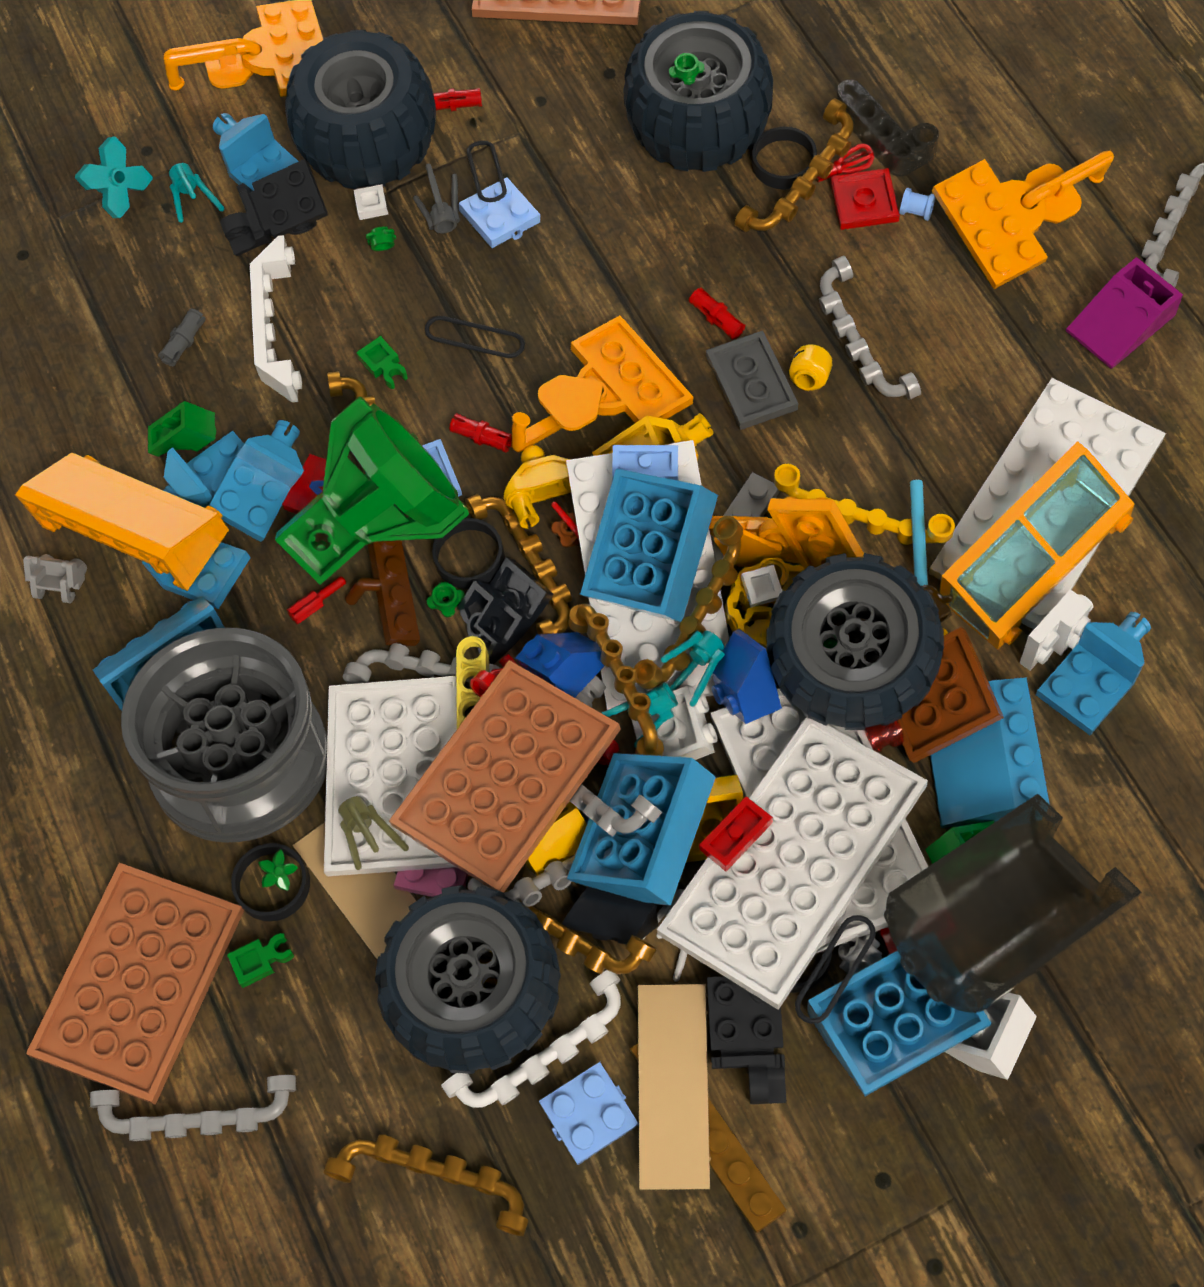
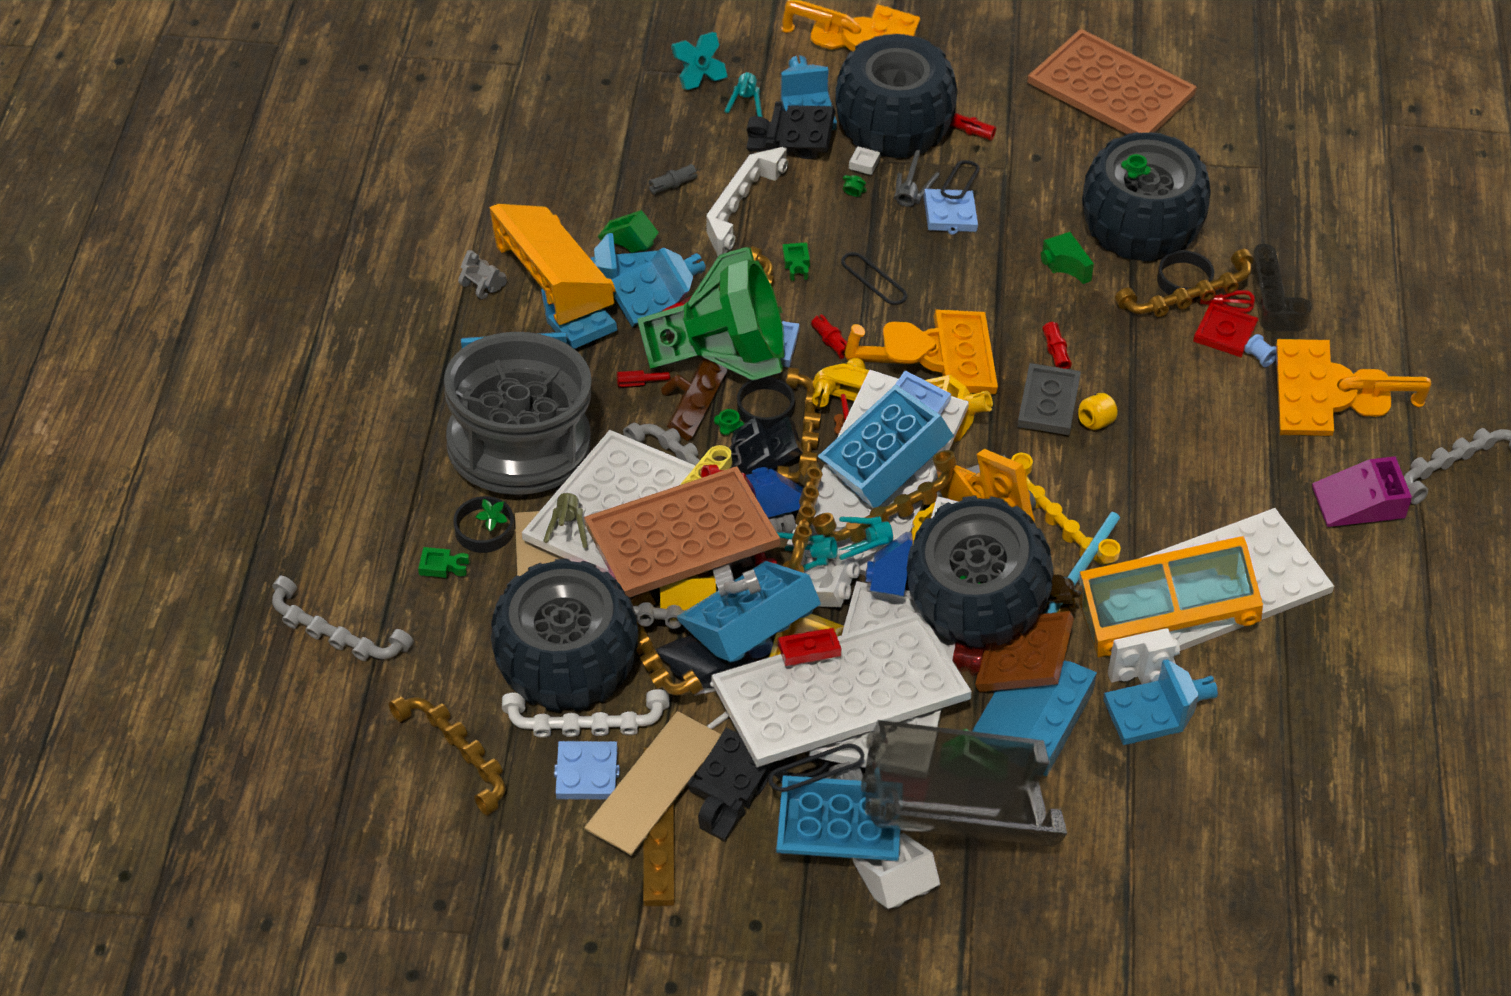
camera: 25 degrees right, 15 degrees down
(136, 983) = (355, 533): nougat plate -> none
(655, 202) = (1067, 256): none -> green arch
(858, 348) = (1143, 417): light grey bar -> none

